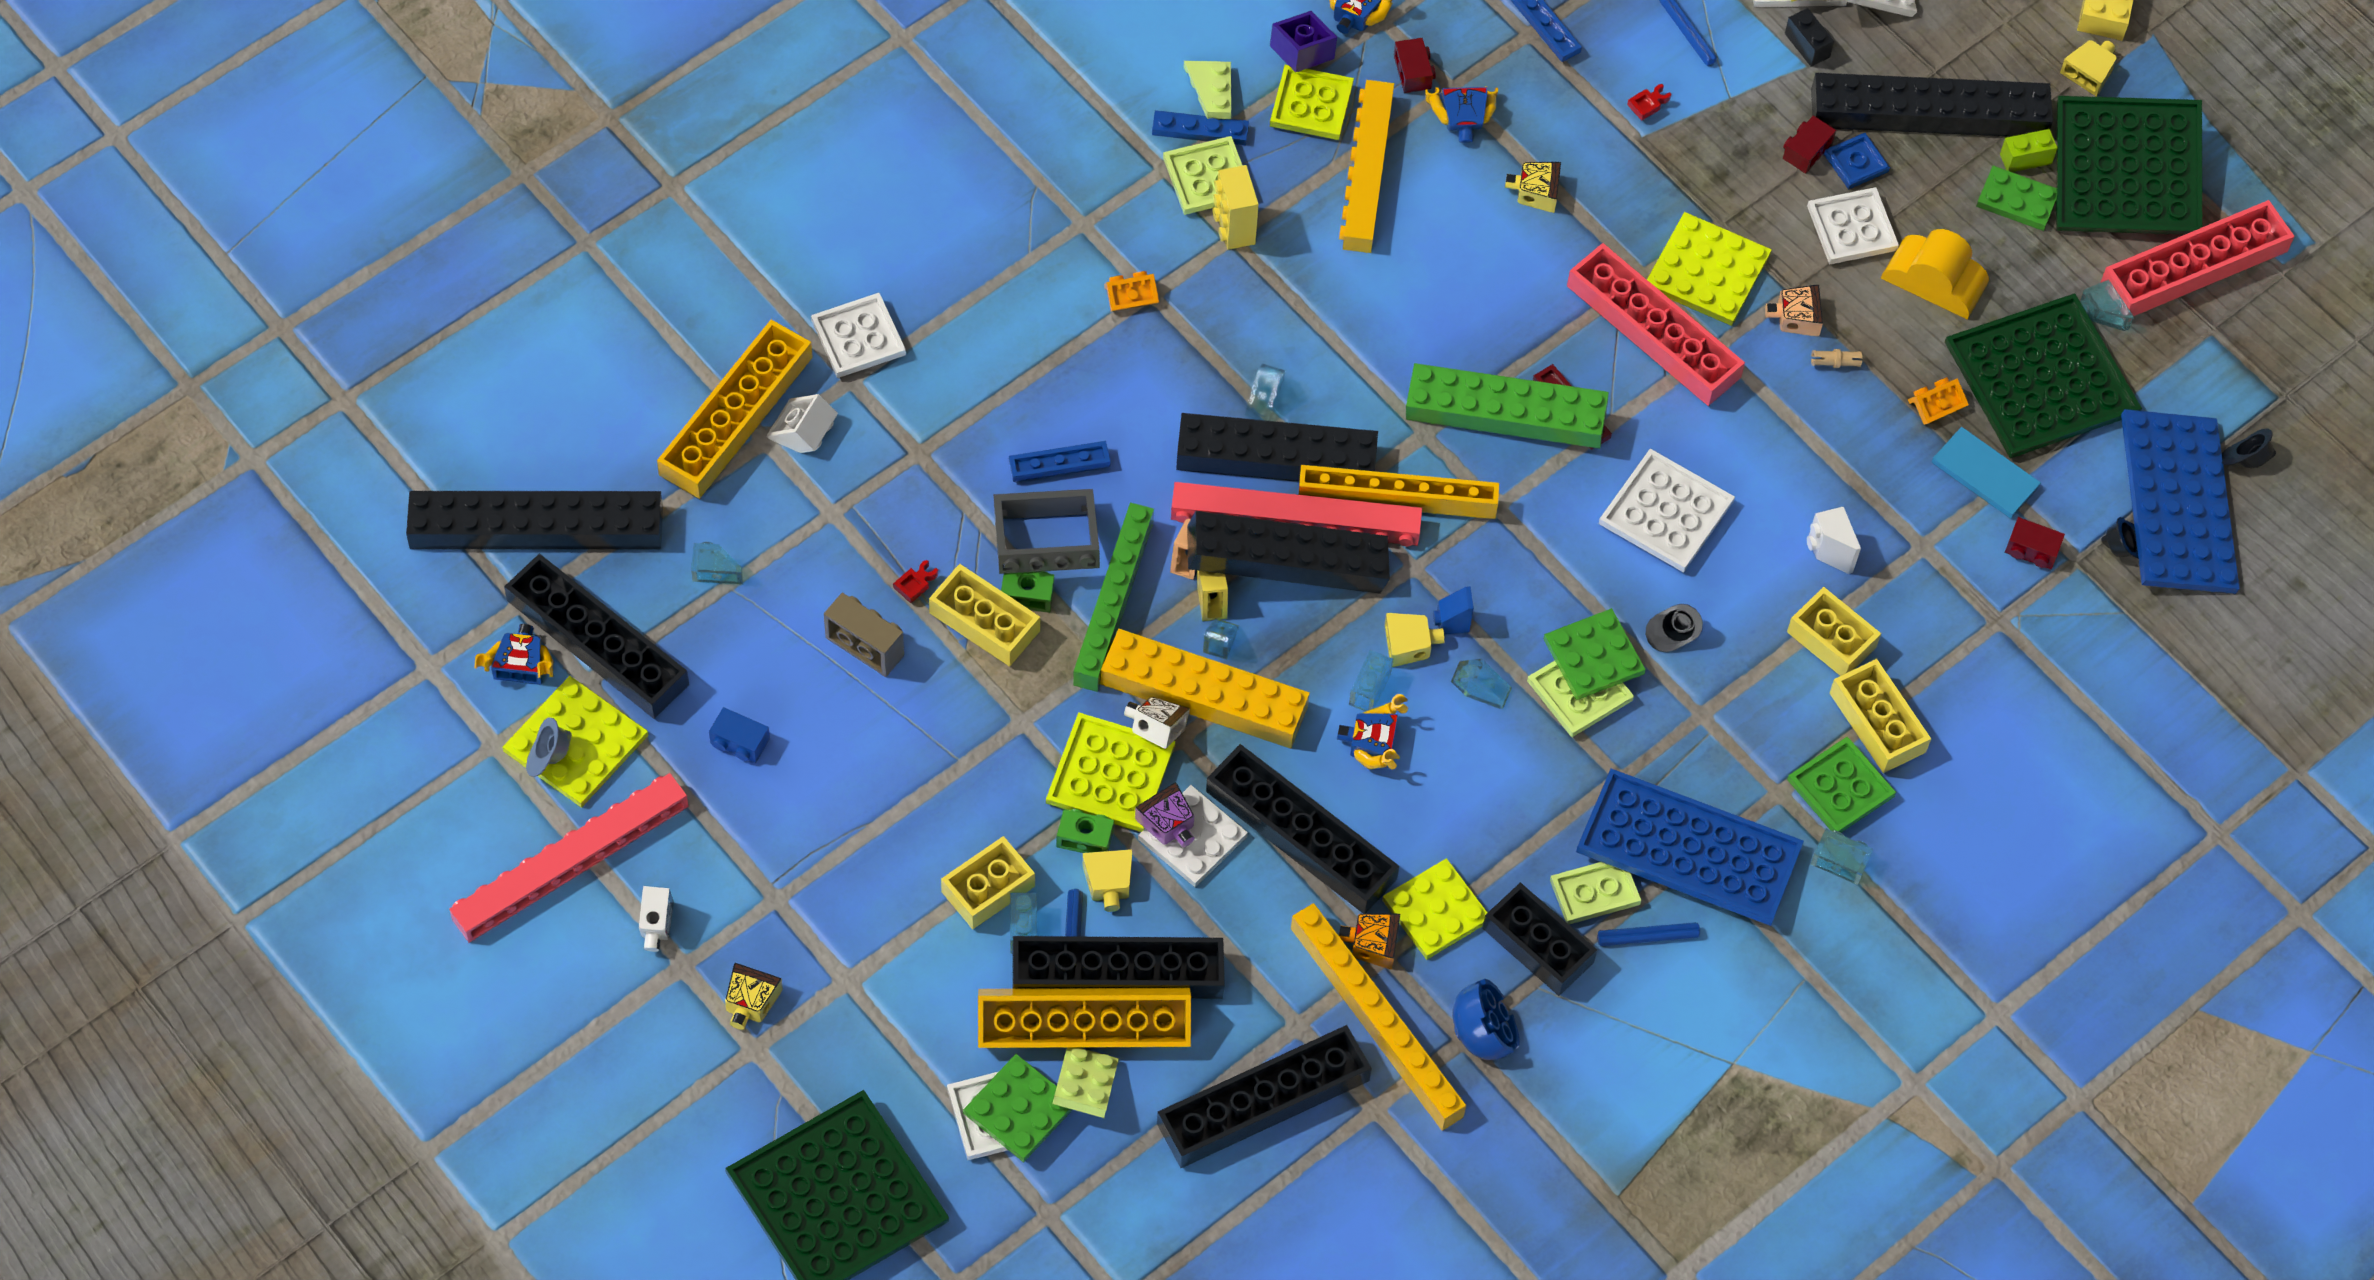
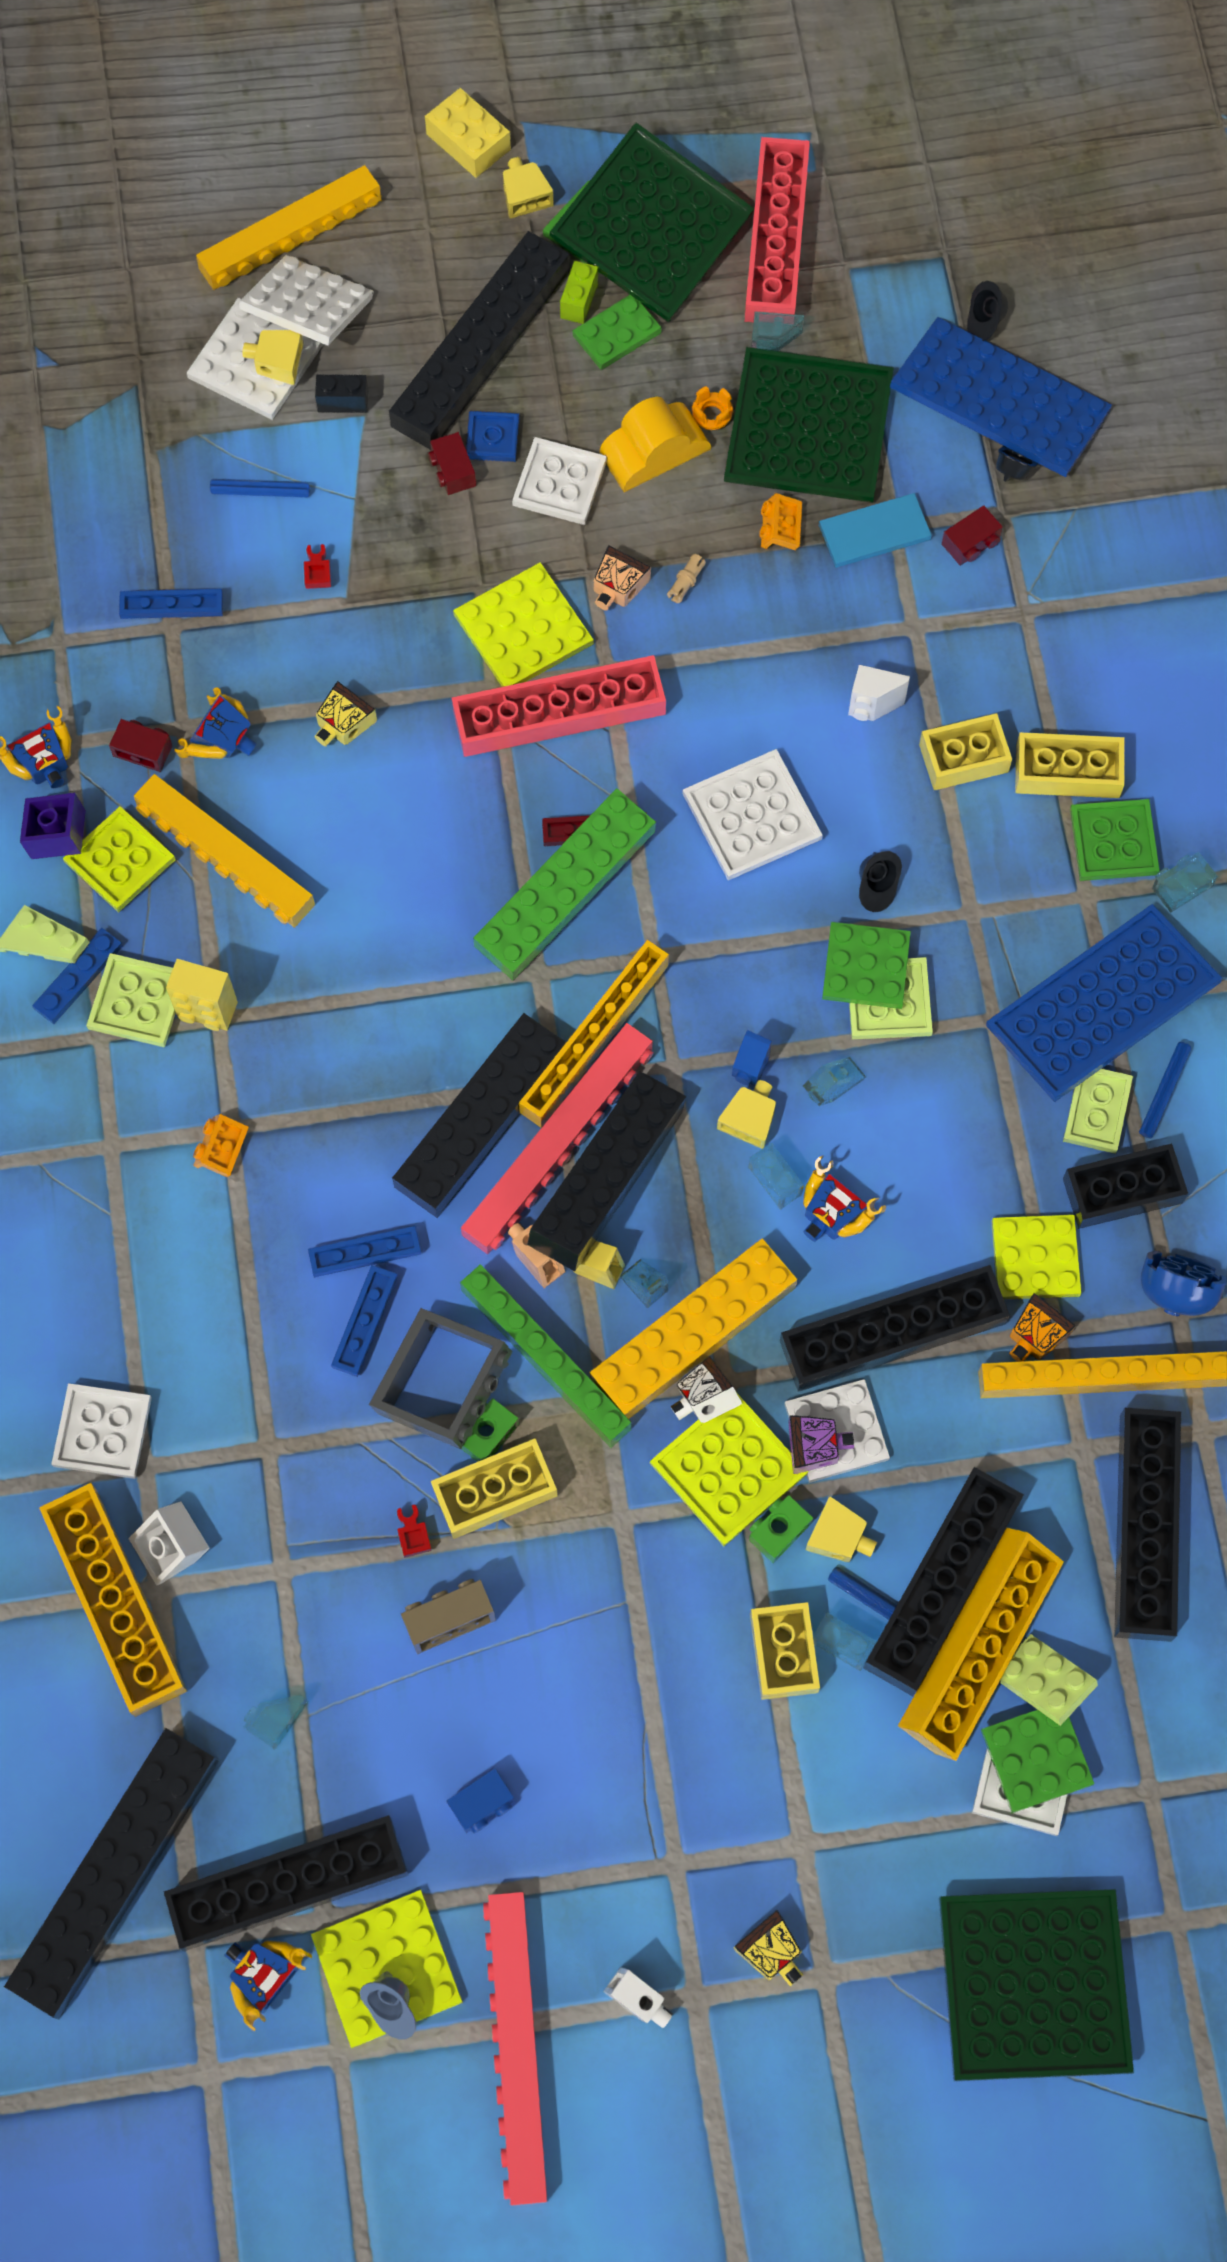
camera: 55 degrees left, 10 degrees up
(1114, 432) = (364, 1251): none -> blue plate
(1264, 392) = (410, 1088): clear light blue slope -> none
(2004, 290) = (712, 399): none -> light orange piece

